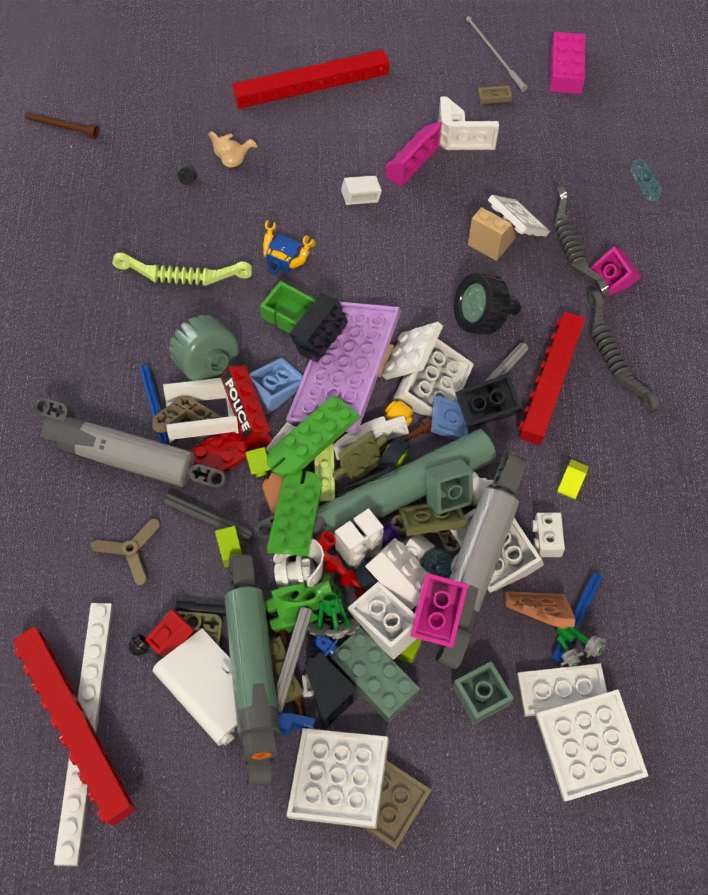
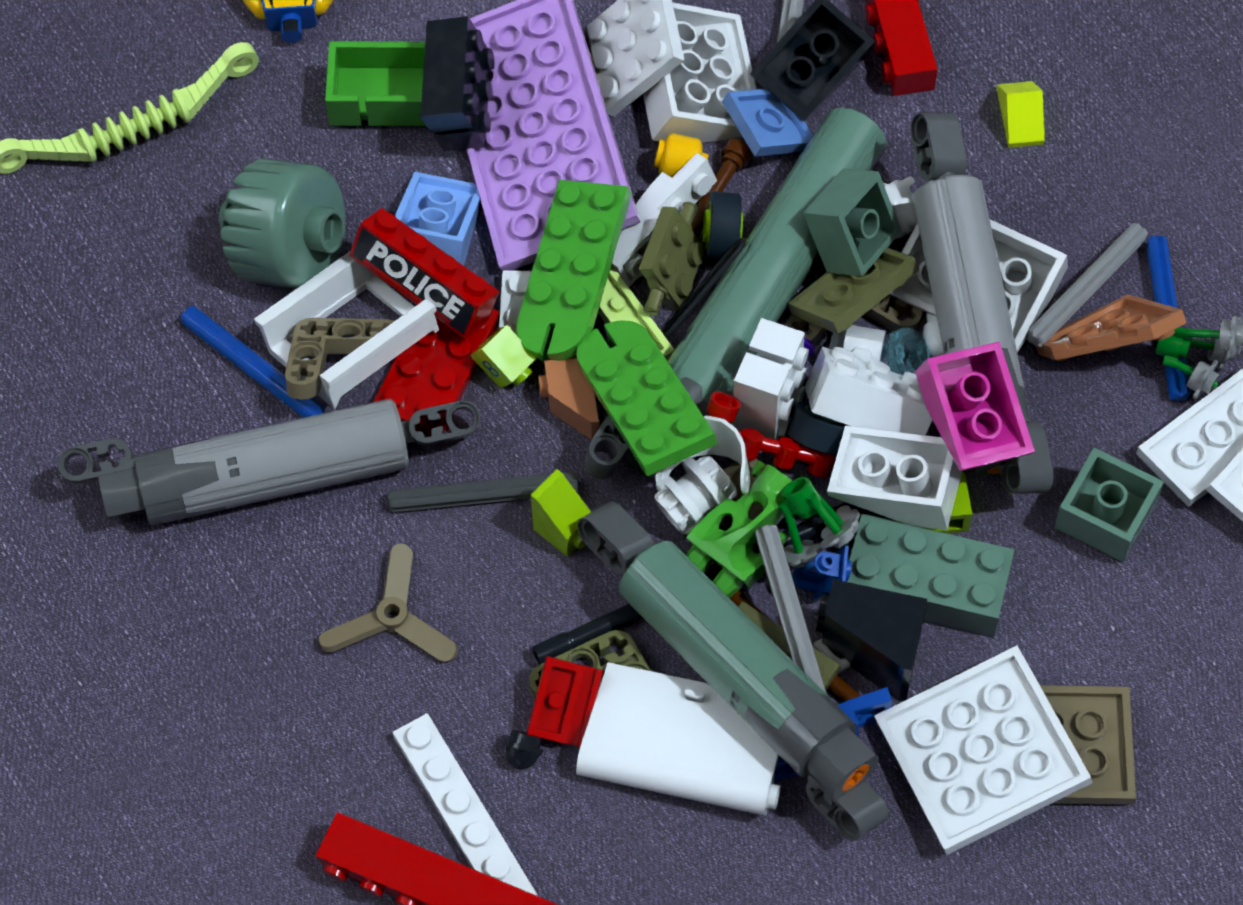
camera: 30 degrees left, 0 degrees up
(547, 578) = (1086, 285): none -> light grey axle
(548, 534) = (1044, 214): white brick -> none

